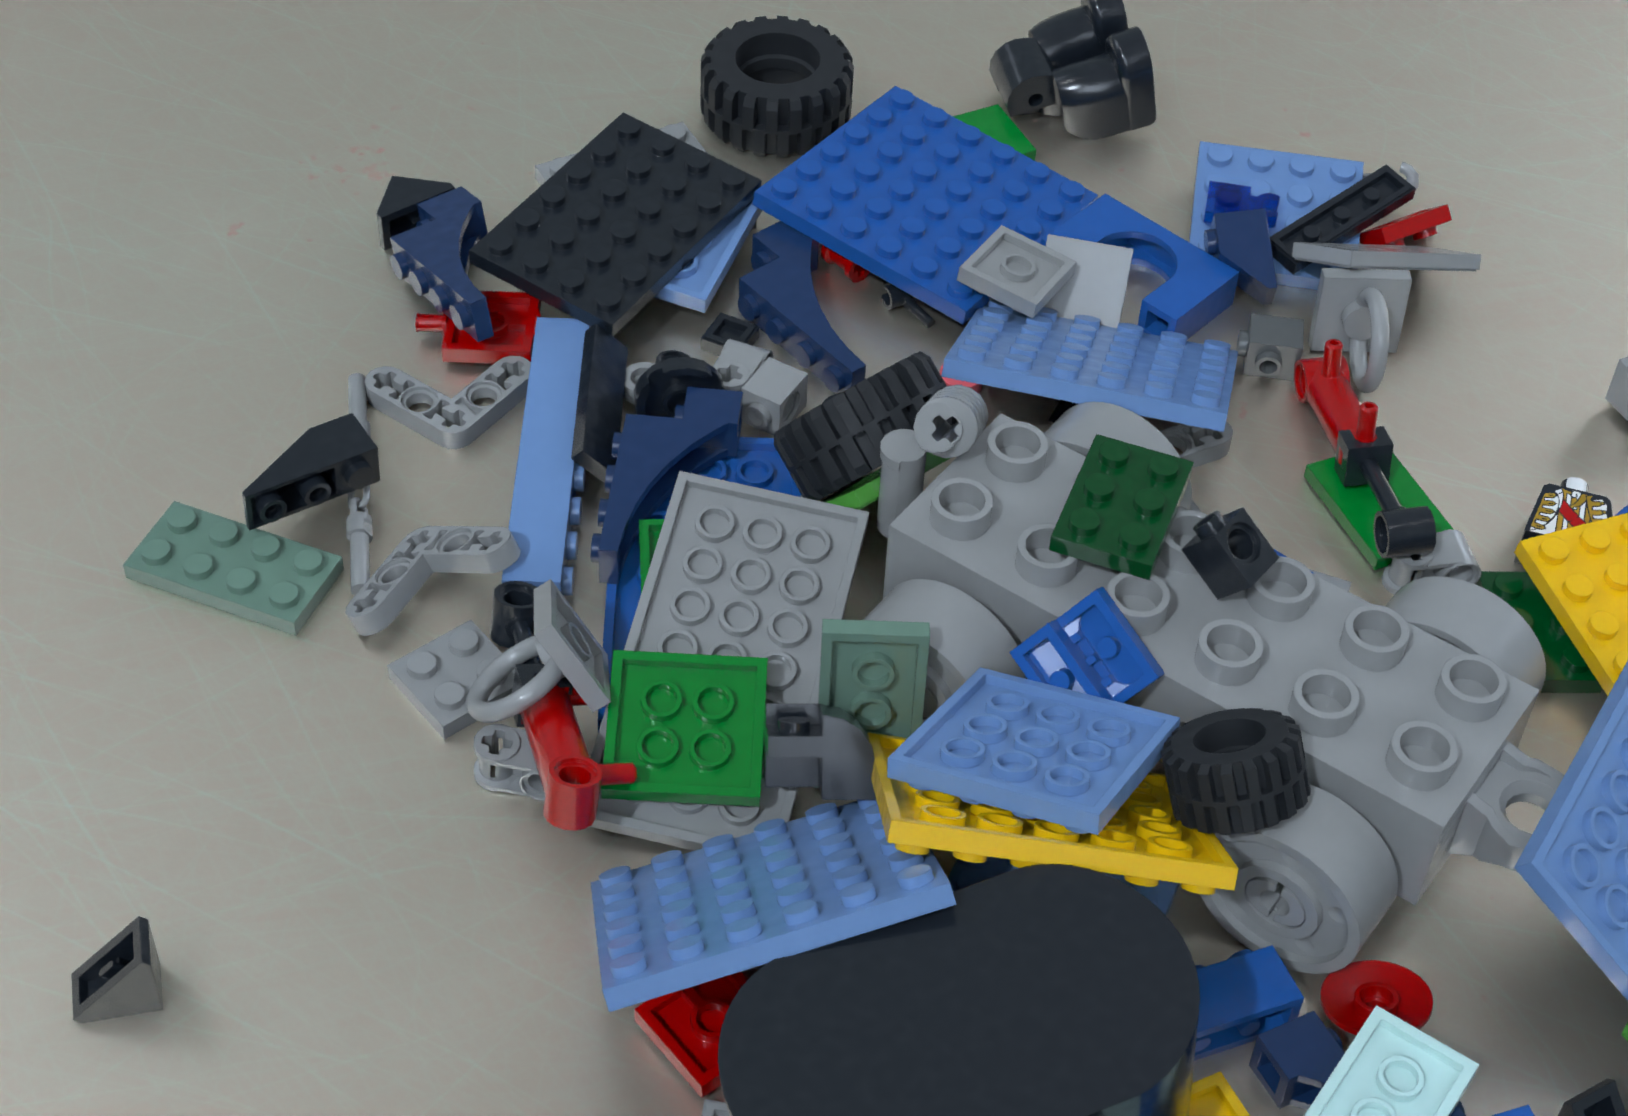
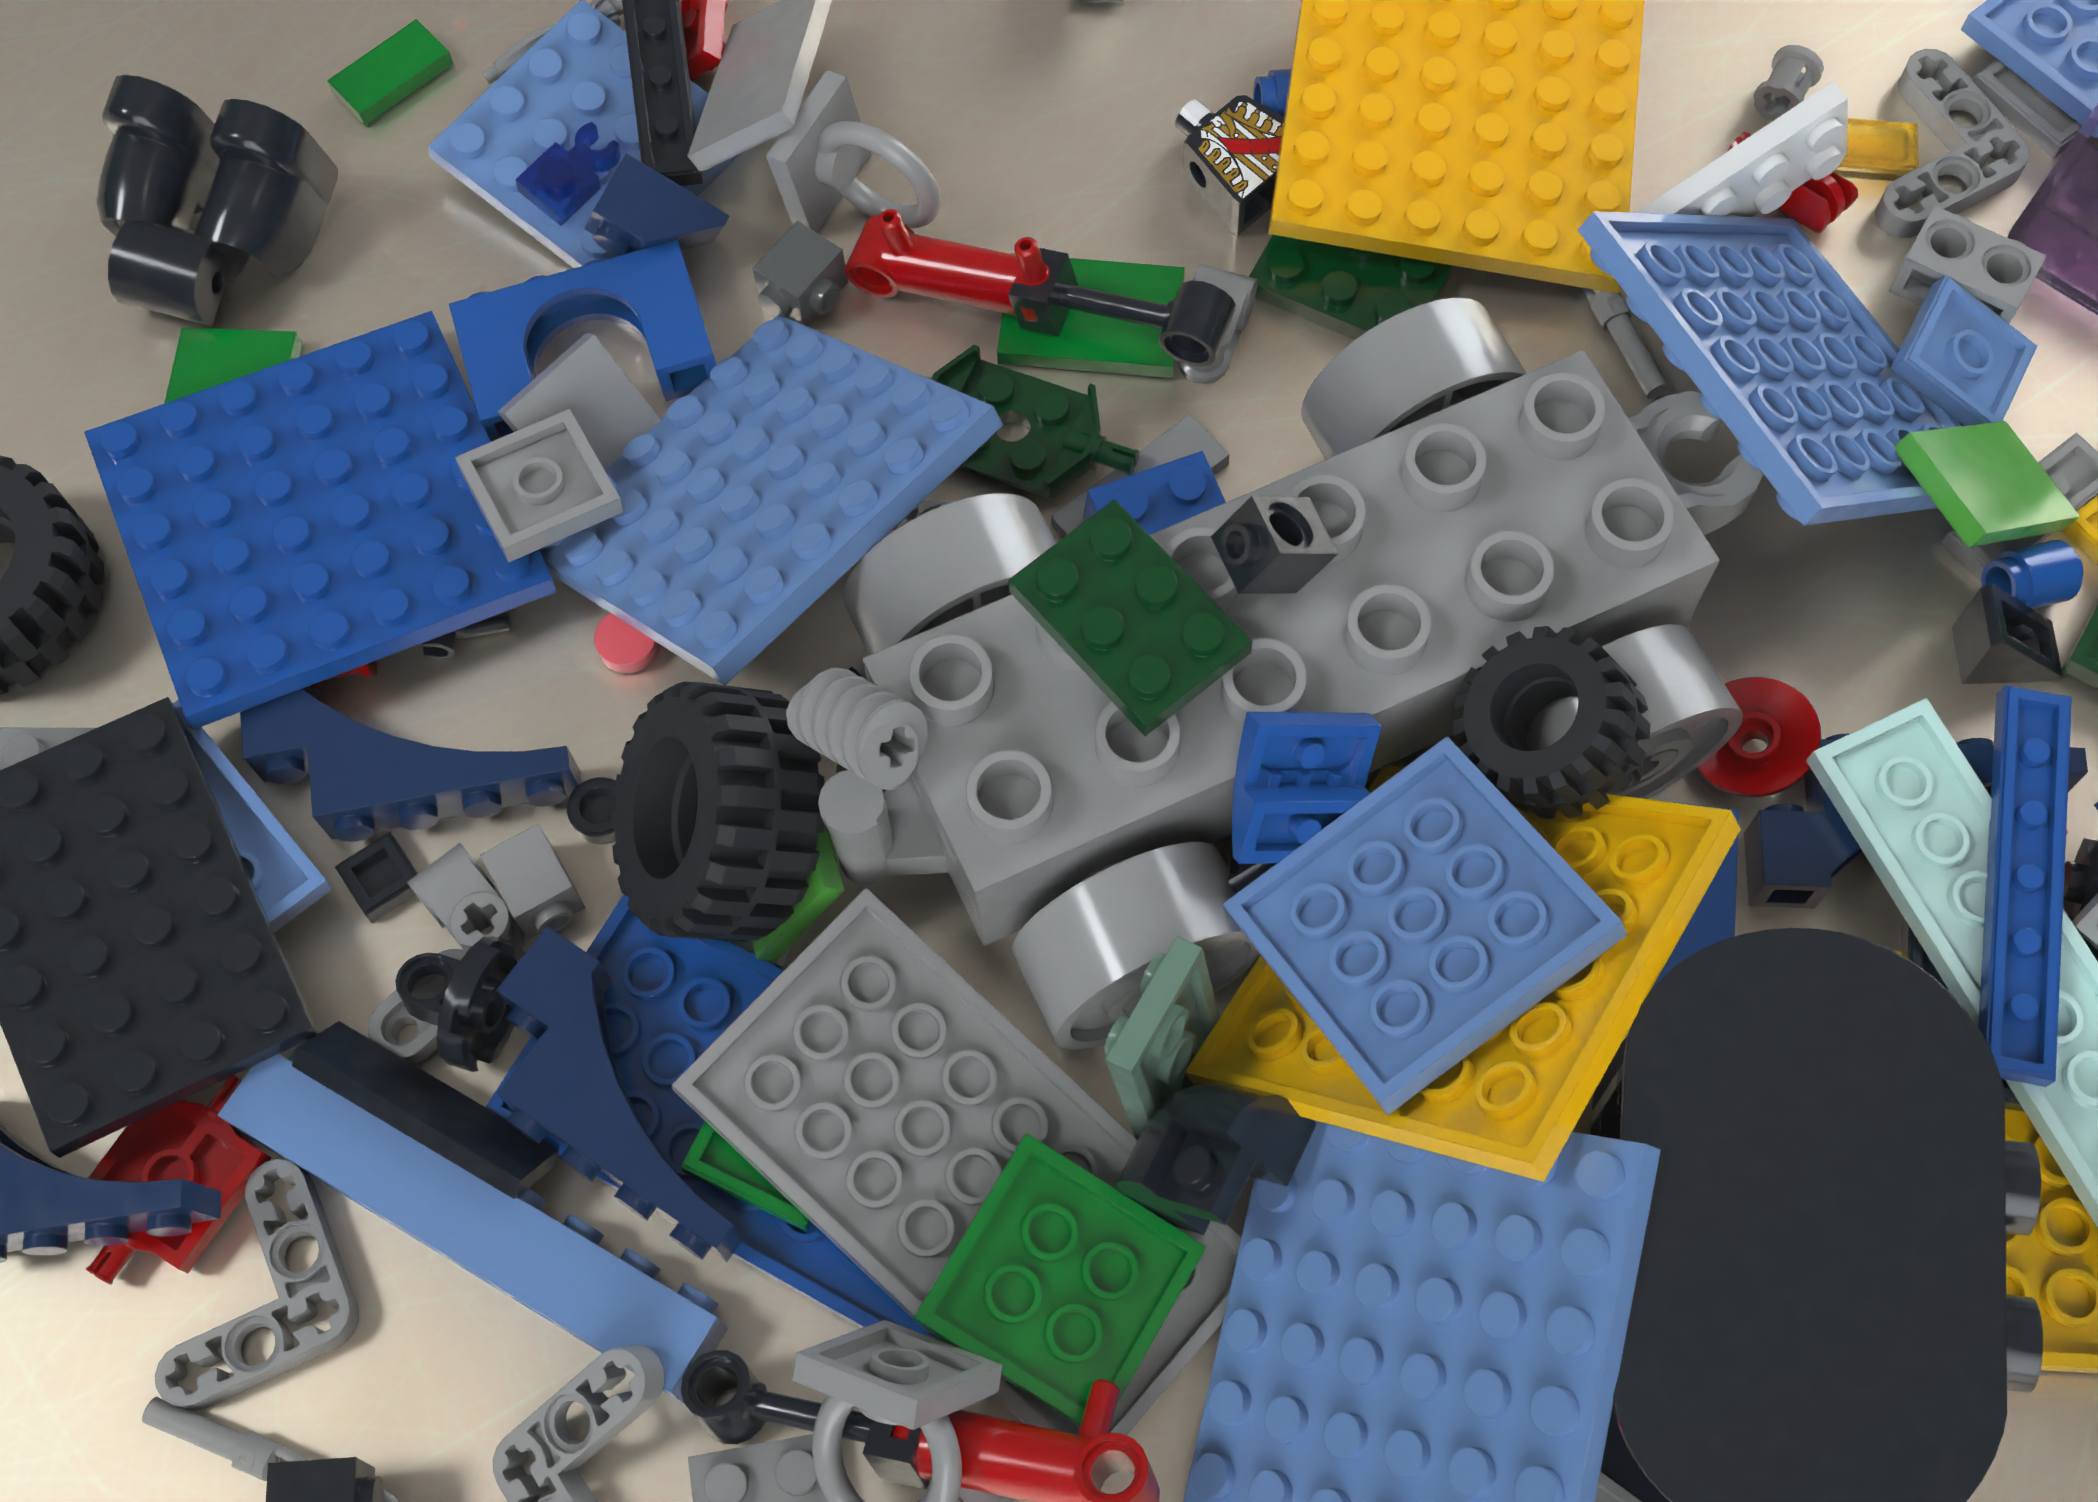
camera: 55 degrees left, 20 degrees up
(1241, 116) = (390, 72): none -> green tile
(1266, 468) = (1061, 424): none -> dark green plate

